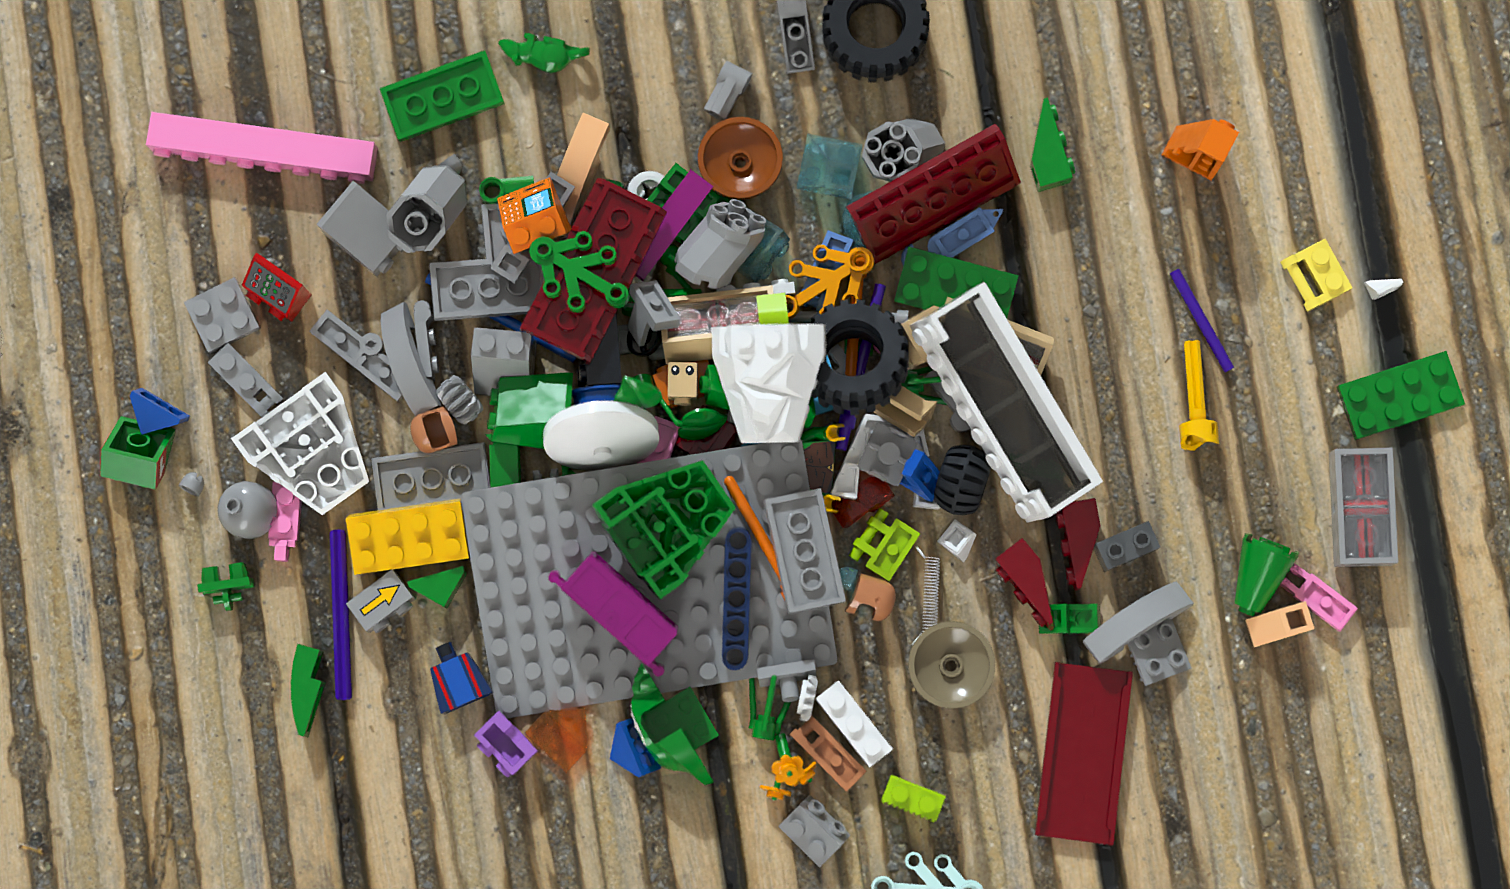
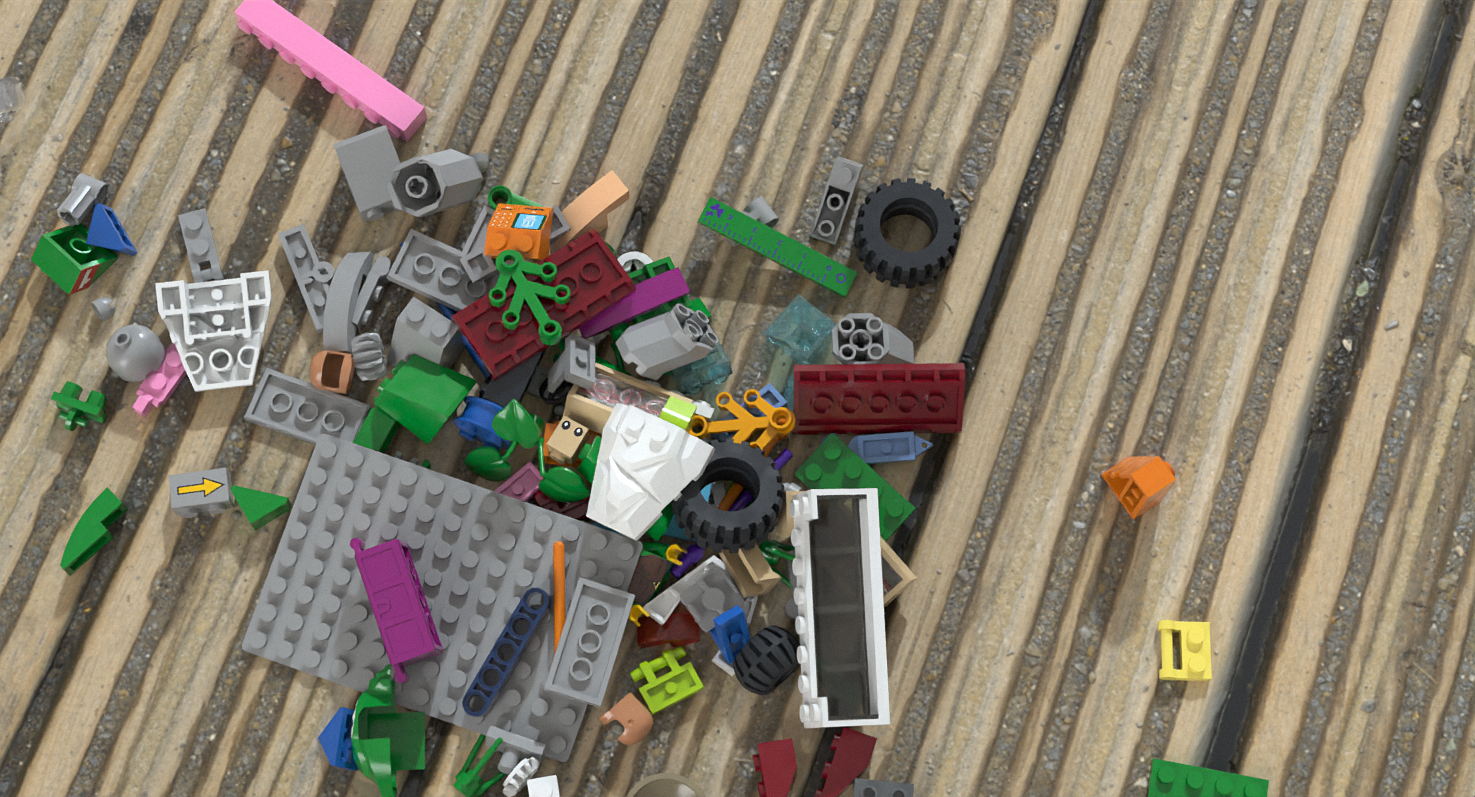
camera: 20 degrees right, 10 degrees down
(112, 390) = (84, 195): none -> light grey piece
(222, 315) = (214, 184): light grey plate -> none
(274, 288) = (270, 183): slope -> none
(340, 612) = (160, 486): dark purple axle -> none
(407, 536) = (254, 447): yellow brick -> none
(442, 96) = (504, 102): green plate -> none
(457, 680) = (225, 595): torso -> none
(505, 743) = (234, 672): medium lavender cylinder -> none
(547, 55) = (613, 115): green animal -> none
(561, 736) = (286, 693): clear orange slope -> none
(600, 435) = (469, 445): white dish -> none
(665, 522) = (481, 549): green wedge -> none
(736, 141) = (729, 267): dark orange dish -> none
(766, 101) = (777, 247): none -> green tile
(848, 577) = (617, 690): clear light blue hinge -> none
(924, 557) = (690, 745): white piece -> none
(957, 540) = (734, 712): white slope -> none
(1048, 158) = (997, 422): green slope -> none
(1198, 429) = (1004, 727): yellow piece -> none
(1201, 320) = (1059, 636): dark purple bar -> none
(1379, 288) = (1239, 693): white slope -> none

